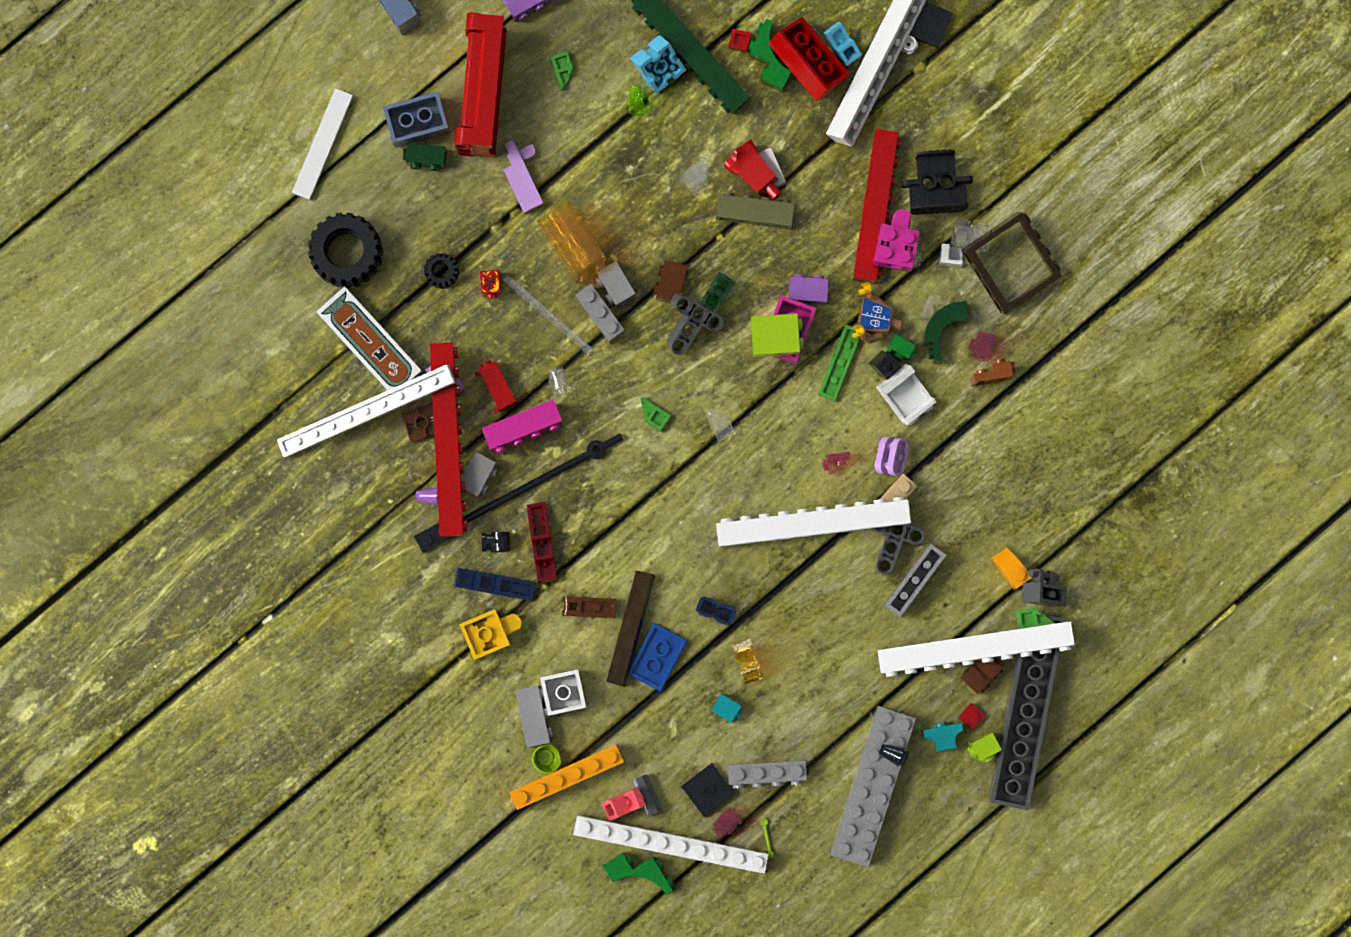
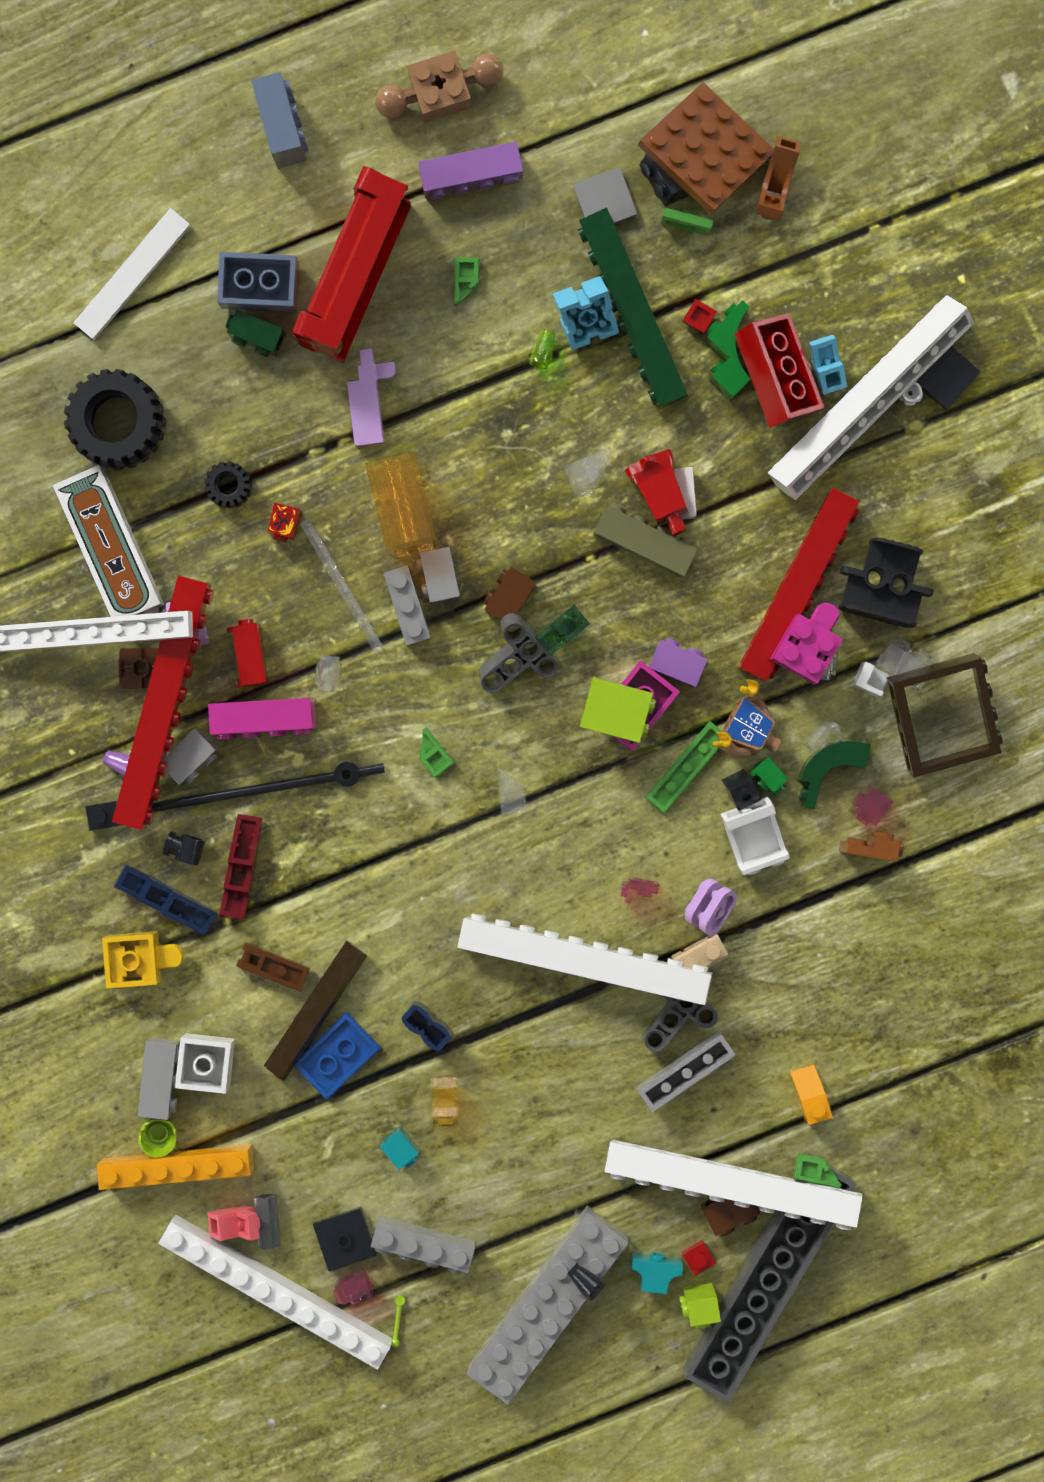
camera: 30 degrees right, 5 degrees up
(620, 867) = (240, 1313): green arch -> none
(1043, 593) = (841, 1142): dark grey brick -> none

